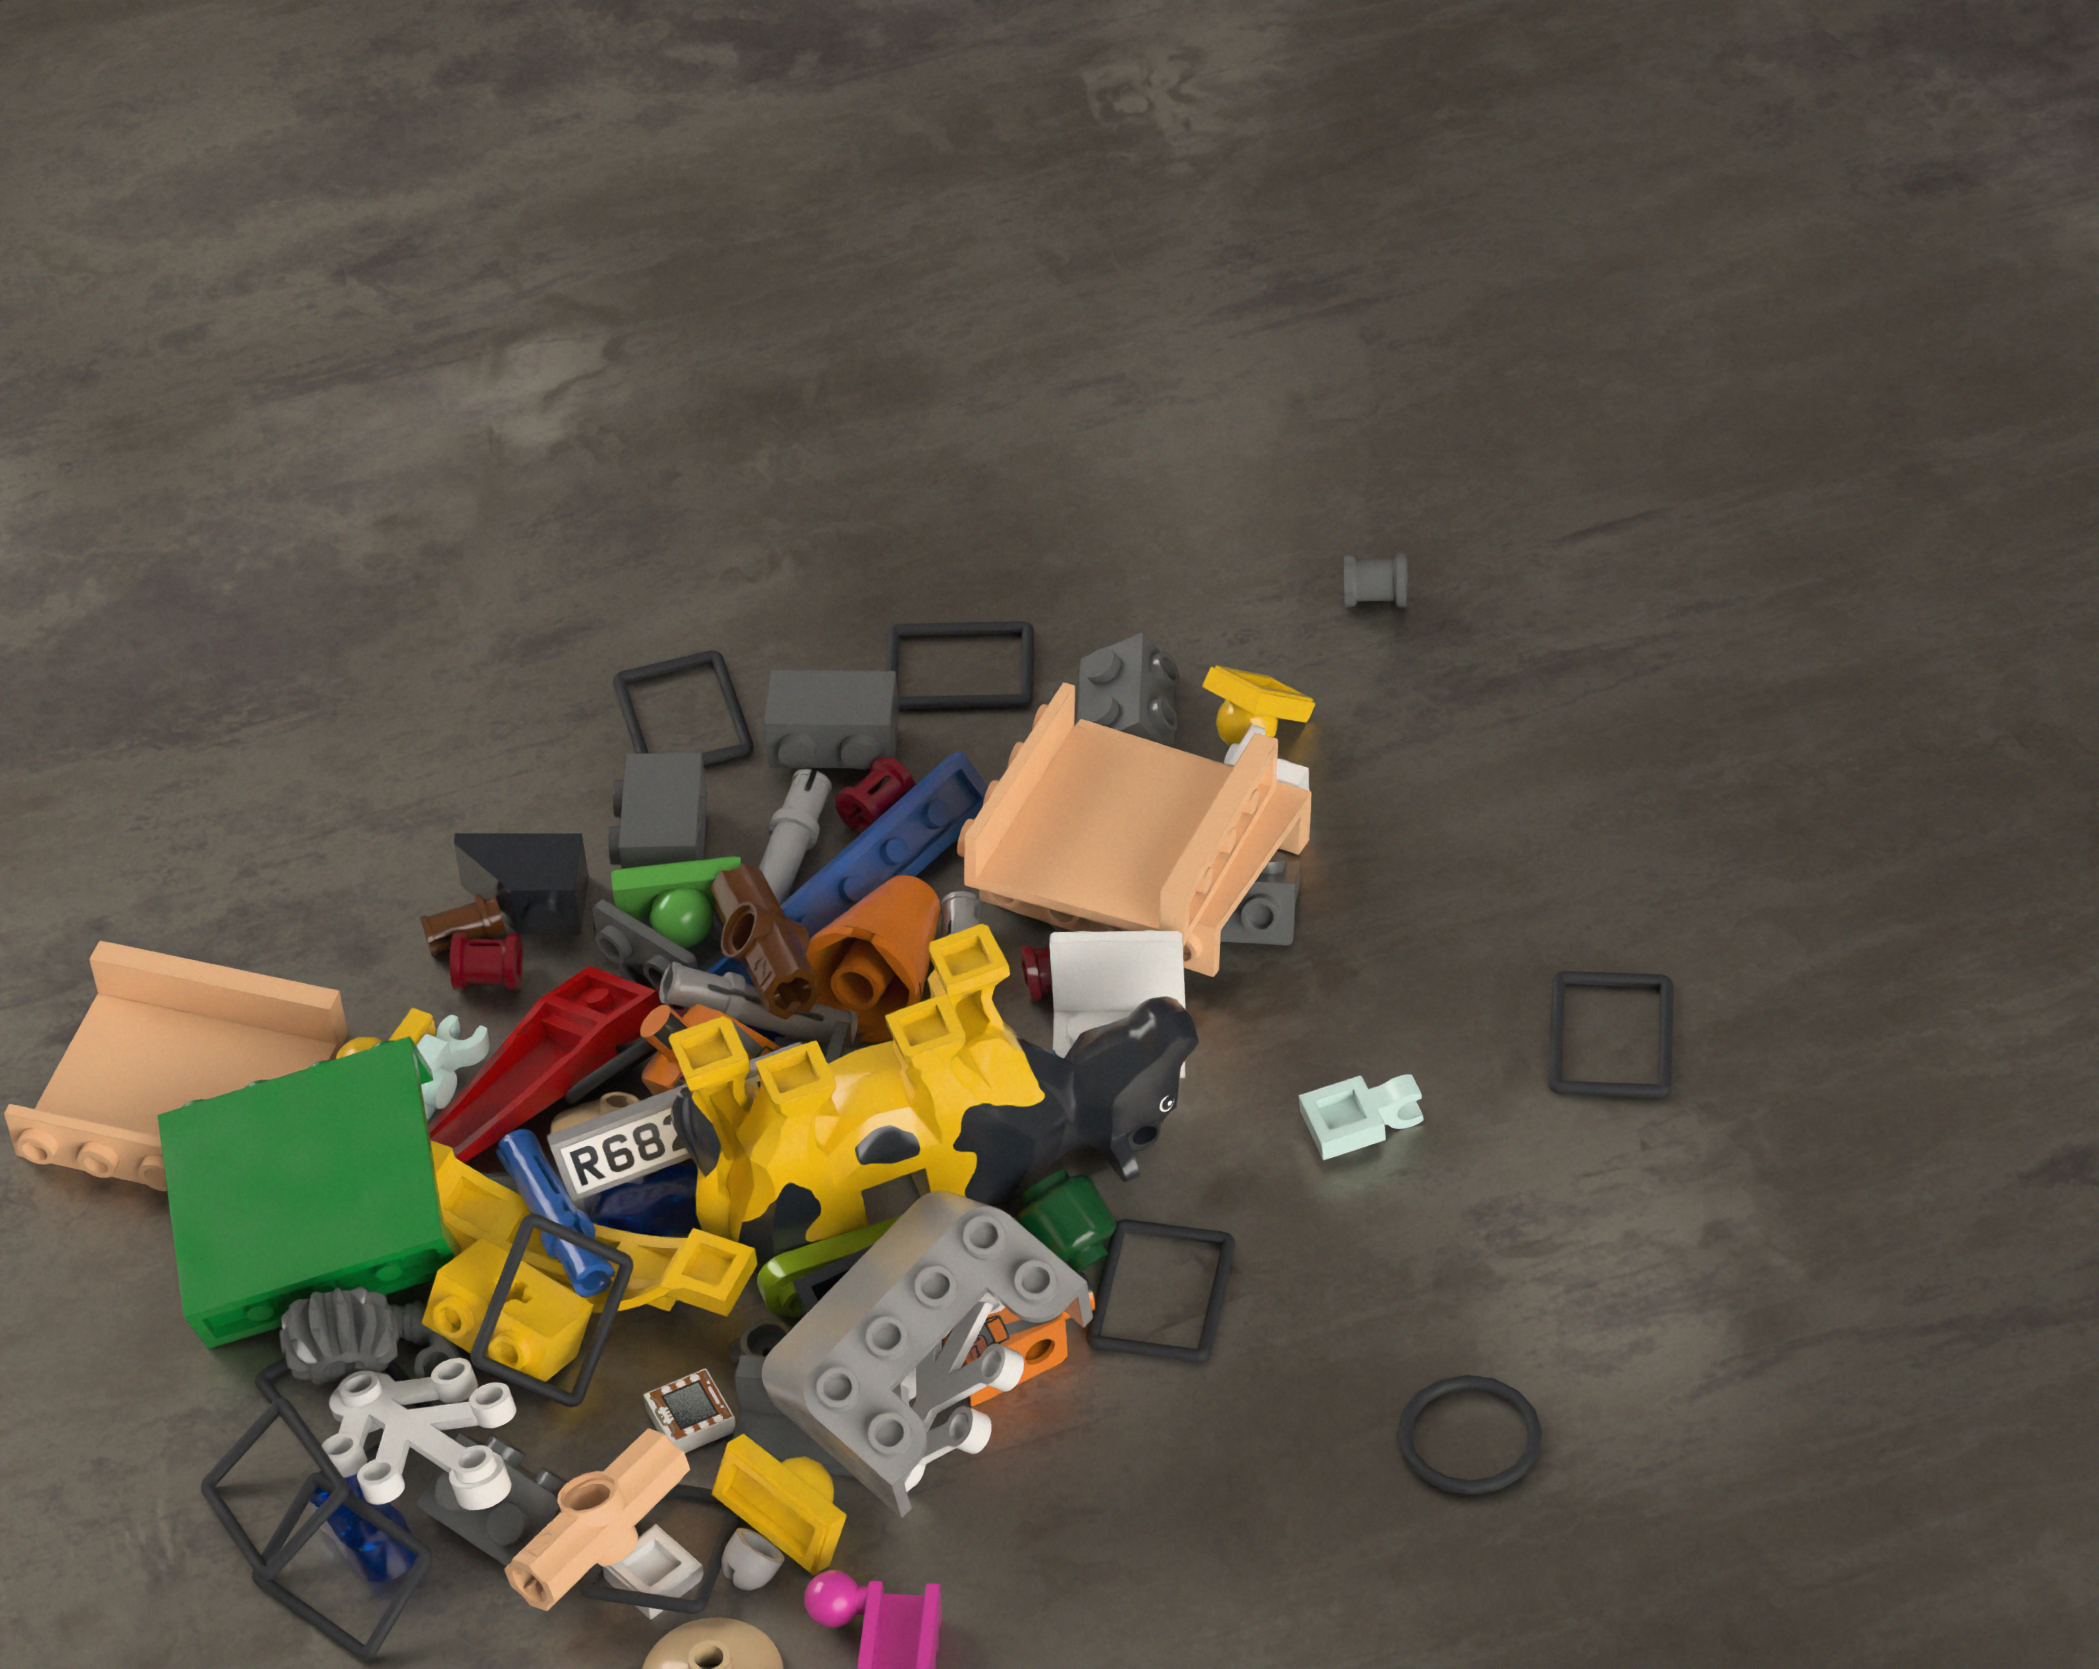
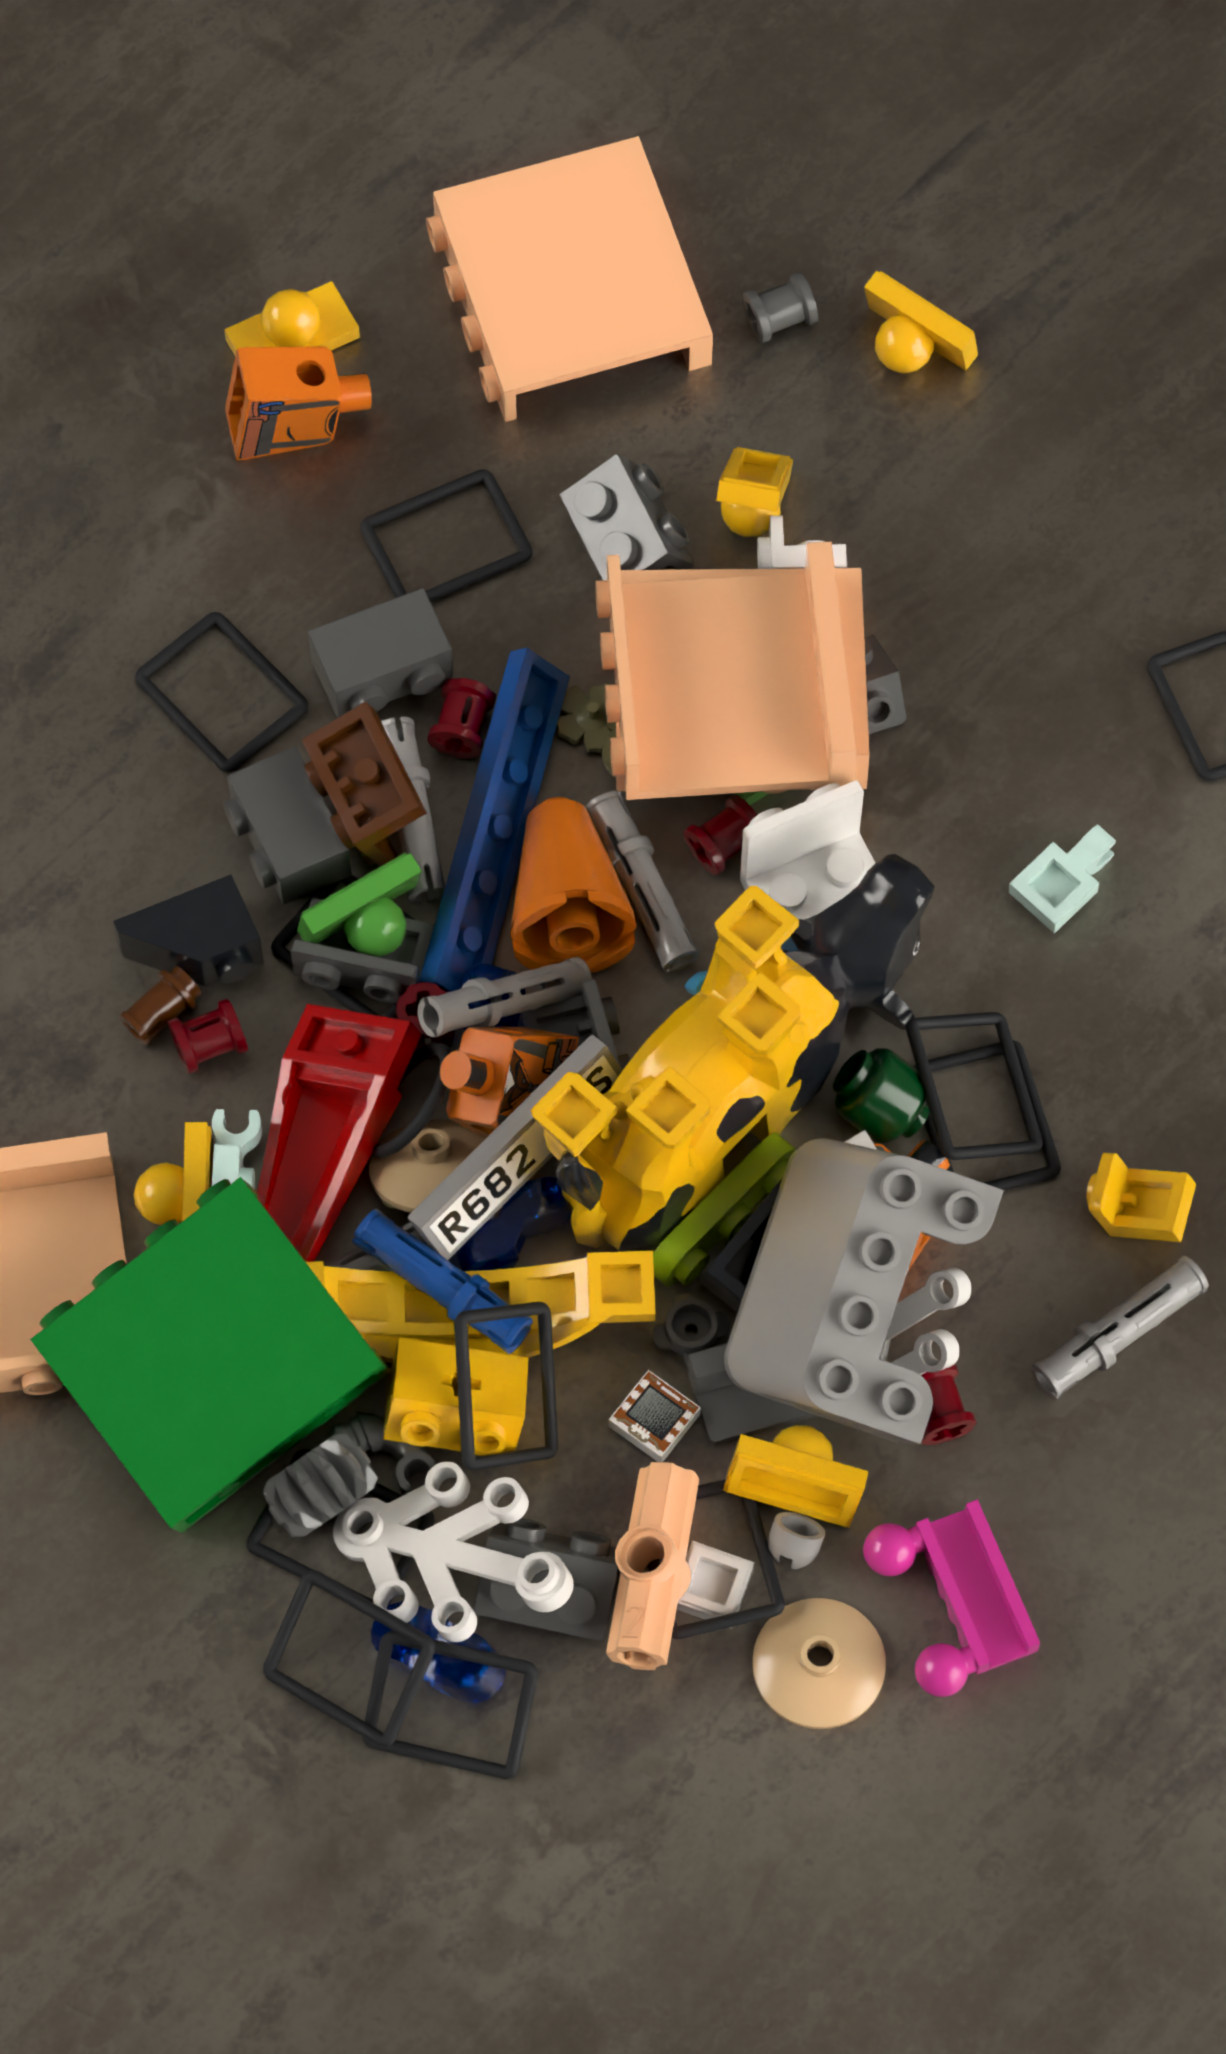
camera: 30 degrees left, 20 degrees up
(733, 789) = (365, 782): none -> reddish brown bracket
(765, 941) = (486, 934): reddish brown piece -> none
(877, 500) = (288, 399): none -> orange torso
(922, 461) = (297, 320): none -> yellow tile
(959, 1496) = (948, 1415): none -> dark red bush
(1159, 1504) = (1099, 1342): none -> light grey pin
(1196, 486) = (567, 271): none -> light nougat panel
(1211, 1258) = (979, 1151): none -> black piece
(1256, 1401) = (1139, 1200): none -> yellow bracket
(1491, 635) = (915, 328): none -> yellow tile

